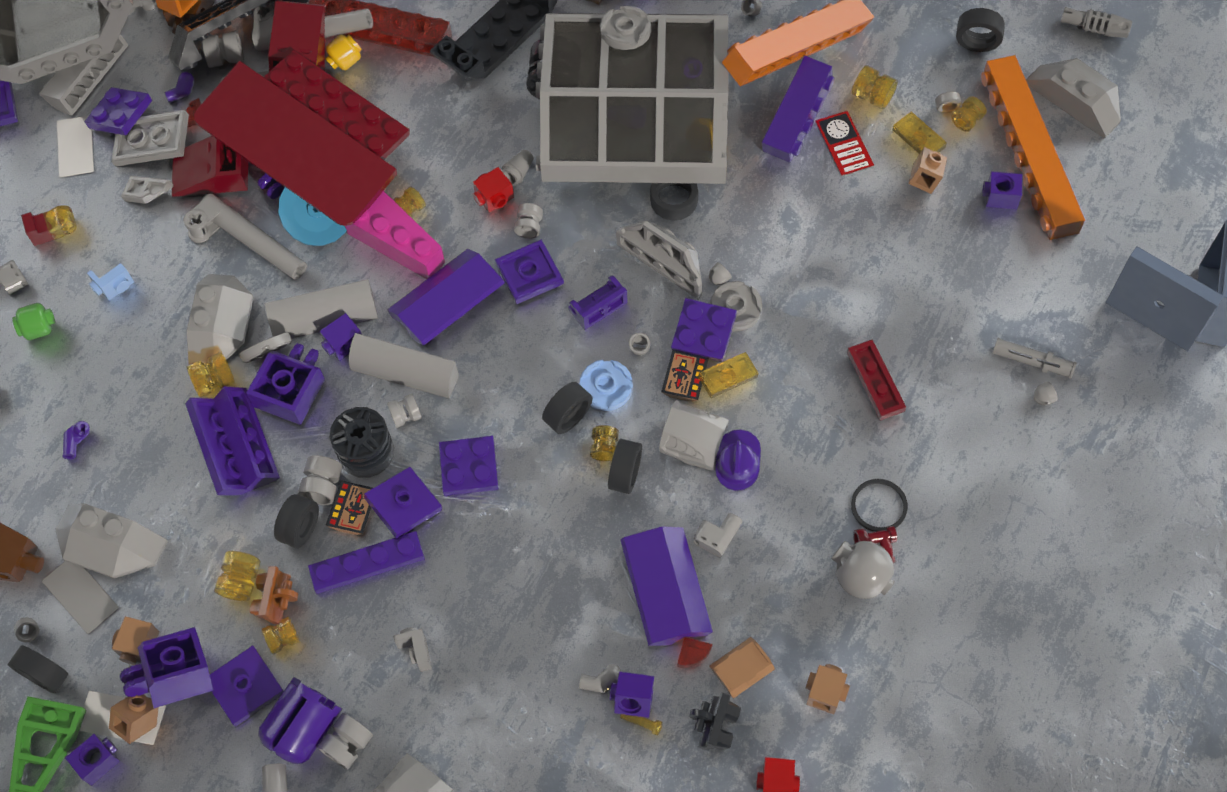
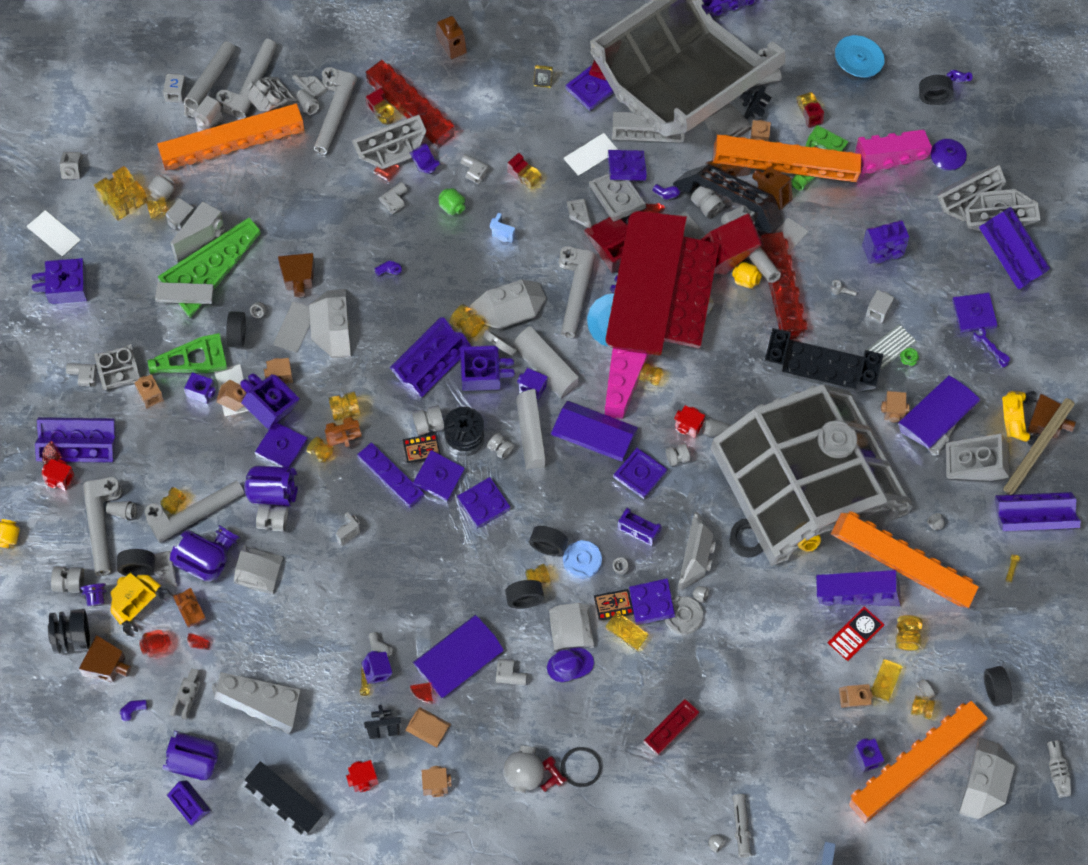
camera: 60 degrees right, 0 degrees up
(296, 521) = (393, 420): black tyre -> none

